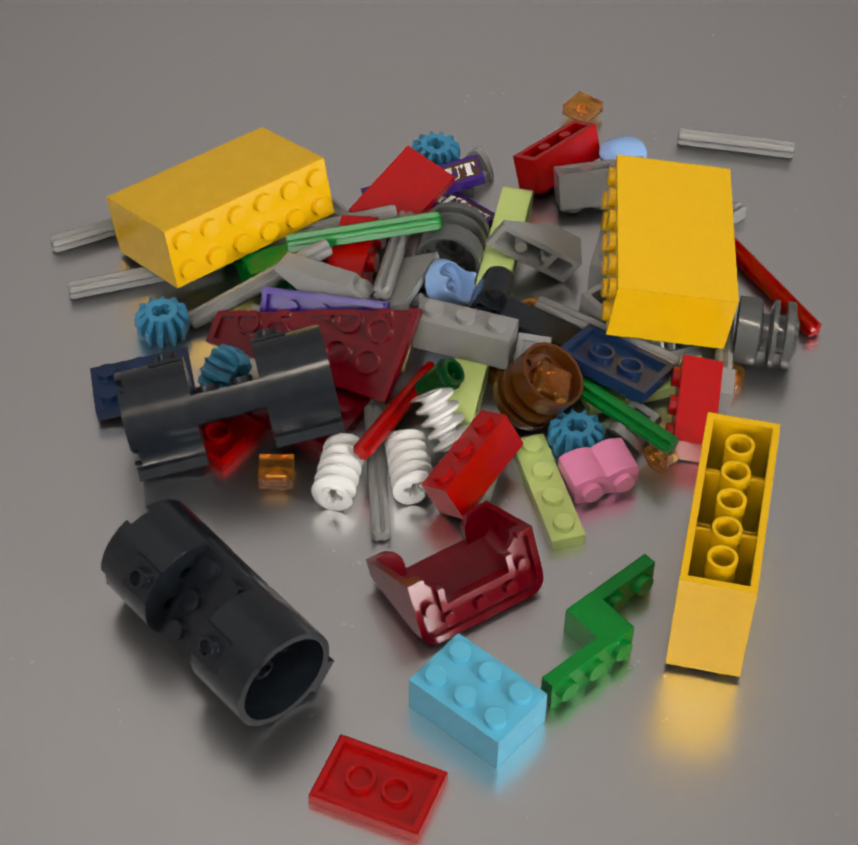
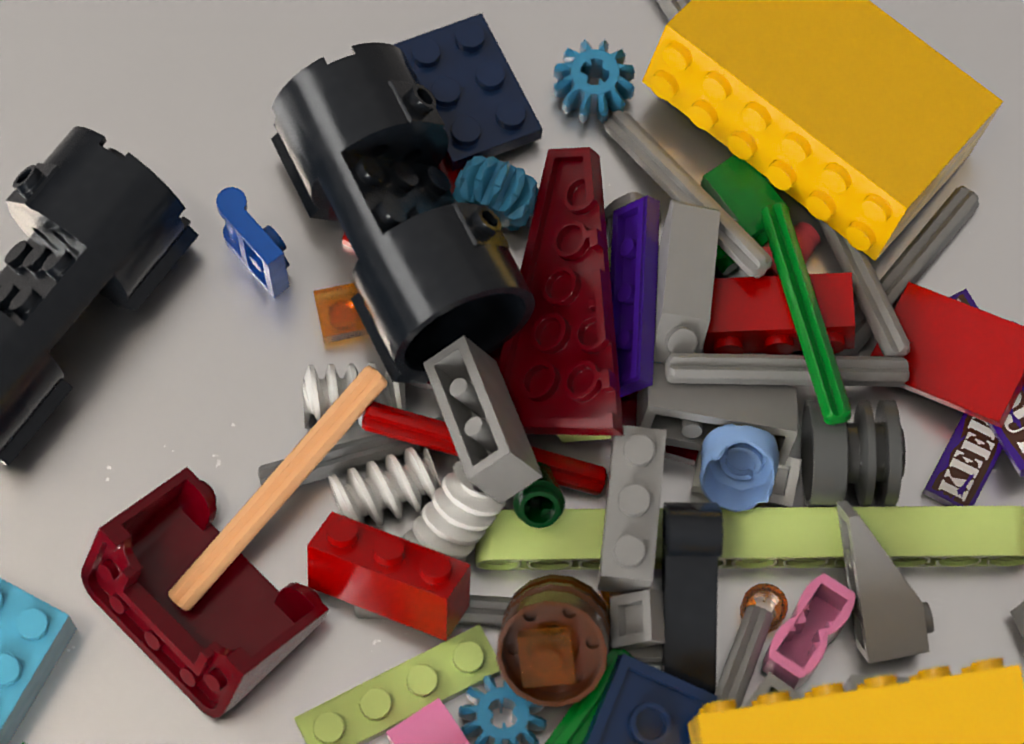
camera: 75 degrees right, 25 degrees up
(227, 493) = (256, 247): none -> blue plate
(389, 380) = (482, 420): none -> light grey brick
(398, 511) = (277, 488): none -> light nougat axle
(551, 278) = (813, 625): none -> bright pink brick

